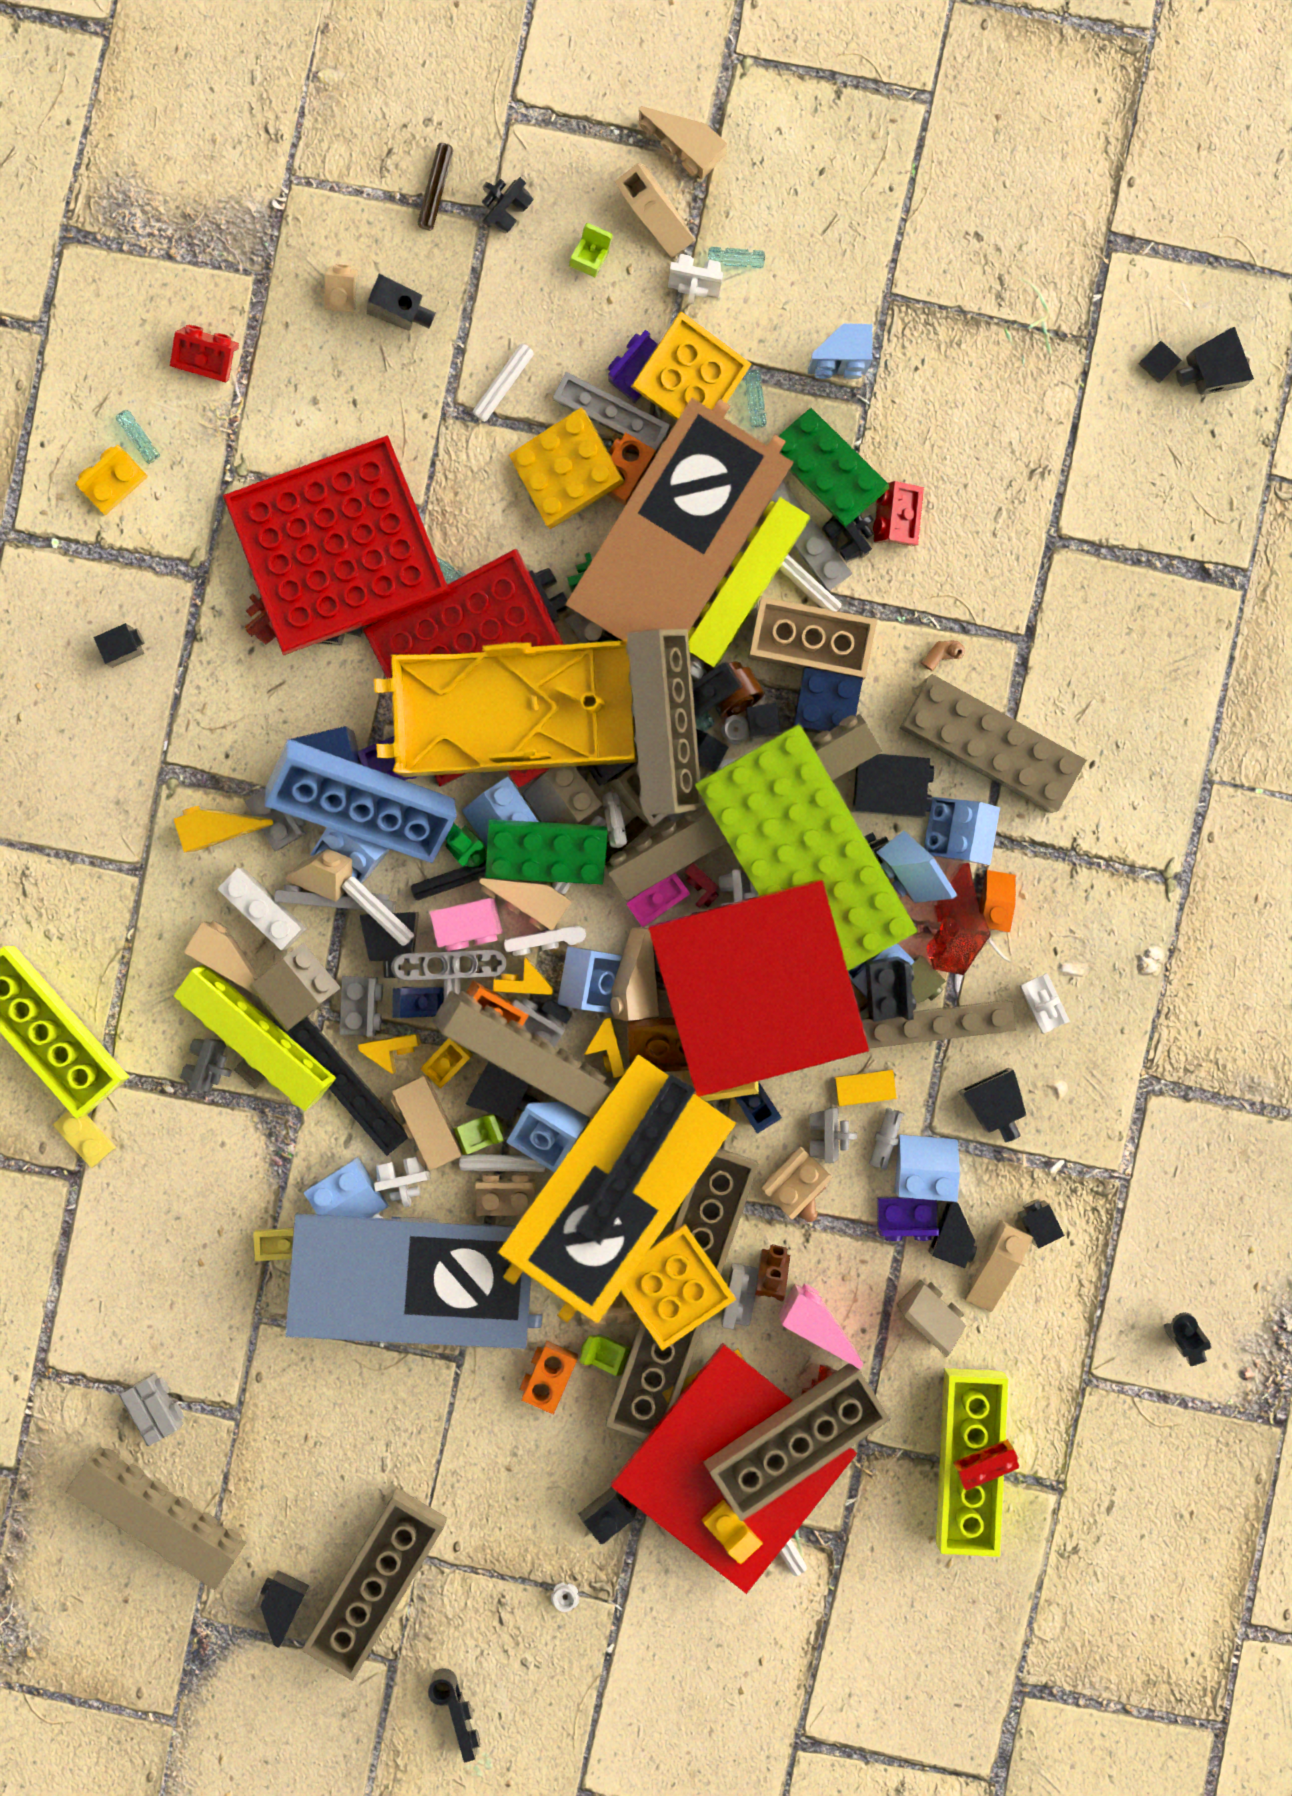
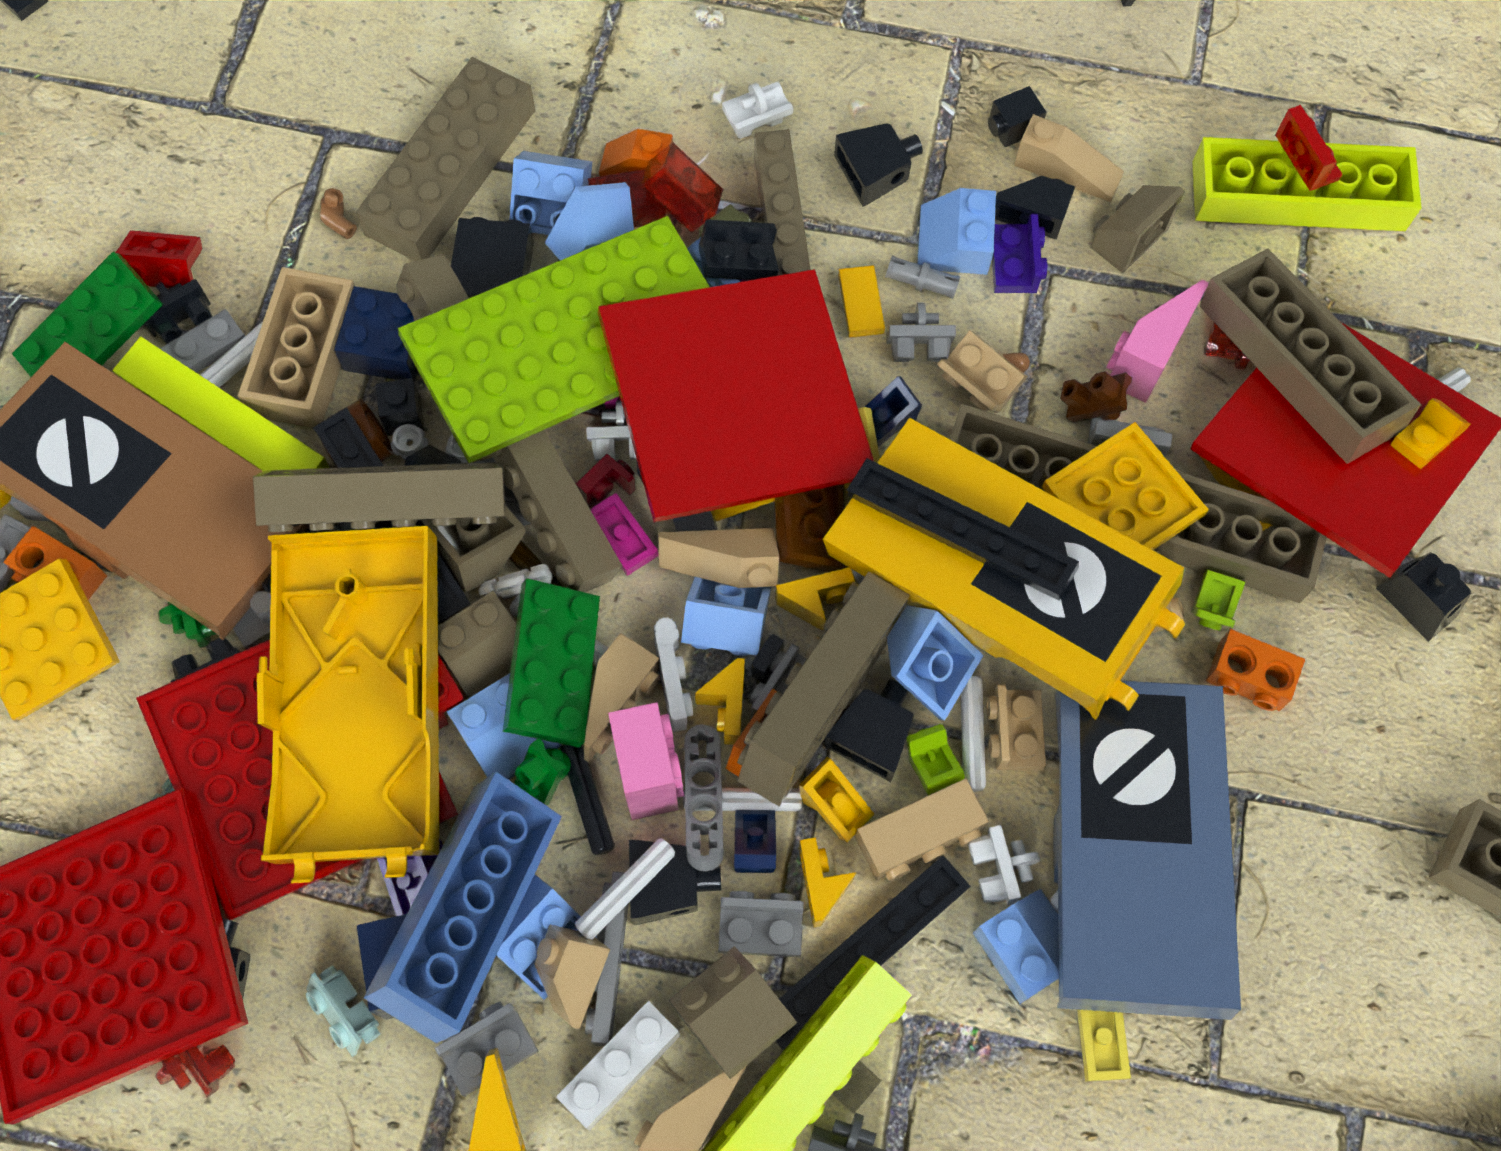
camera: 90 degrees left, 20 degrees down
(291, 719) = (330, 999): none -> light aqua hinge

